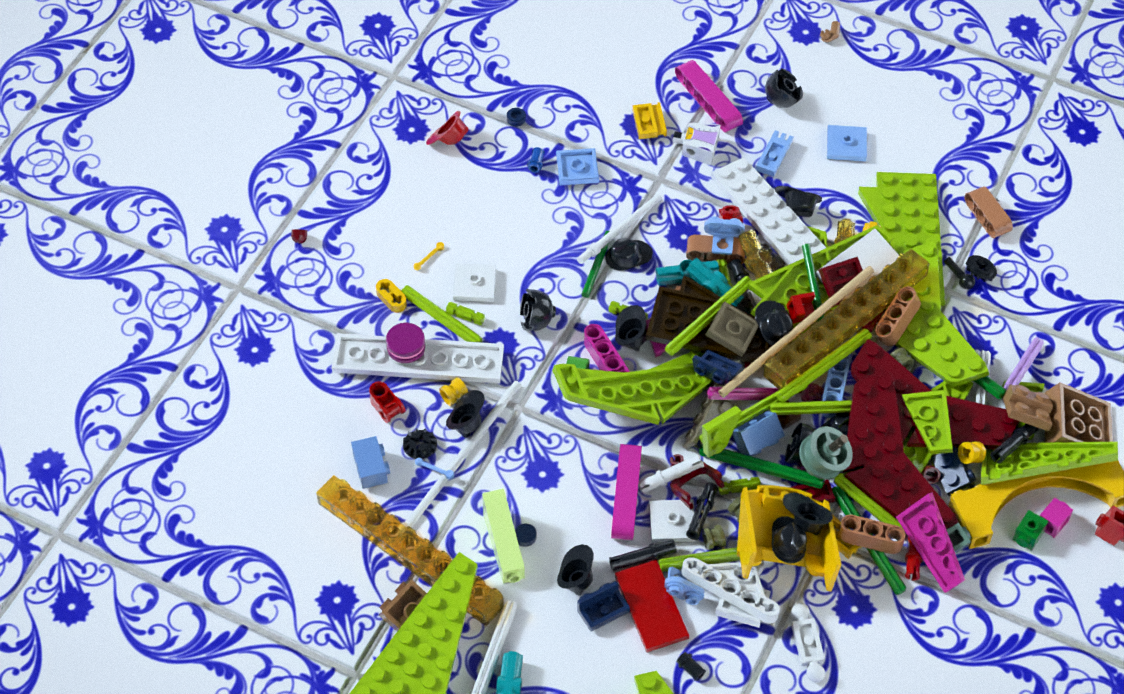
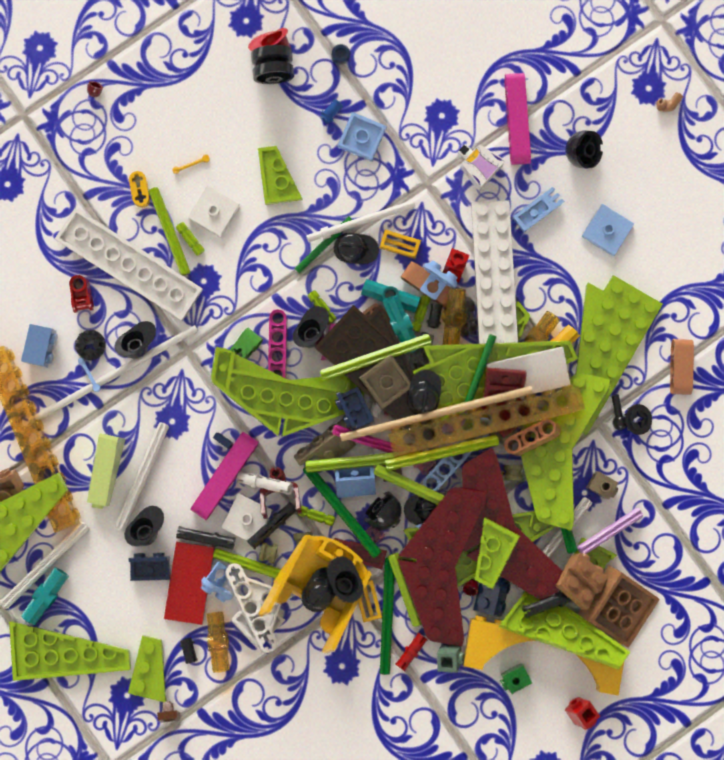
camera: 30 degrees right, 30 degrees up
(405, 342) = (121, 249): magenta head -> none
(454, 391) = (139, 312): yellow wheel -> none
(461, 141) = (272, 64): none -> black wheel
(517, 231) = (276, 179): none -> lime wing
(526, 534) = (128, 471): dark blue tile -> none
(537, 310) = (245, 270): black cylinder -> none
(543, 533) = (141, 476): none -> white axle
(605, 461) = (223, 440): none -> dark blue tile
(649, 120) = (450, 119): yellow plate -> none
(668, 235) = (401, 252): none -> yellow tile
(716, 642) = (218, 641): none -> clear yellow piece
(719, 431) = (314, 474): lime wing -> none
(800, 202) = (524, 276): black piece -> none
(800, 306) = (454, 392): red panel -> none
(808, 642) = (287, 678): white plate -> none
(825, 453) = (388, 539): sand green wheel -> none
(883, 534) = (389, 630): nougat beam -> none
(929, 536) = (428, 654): dark pink wing -> none
(971, 452) = (509, 595): yellow wheel -> none
(989, 333) = (602, 485): none -> dark tan brick
(1058, 515) = (543, 677): dark pink brick -> none

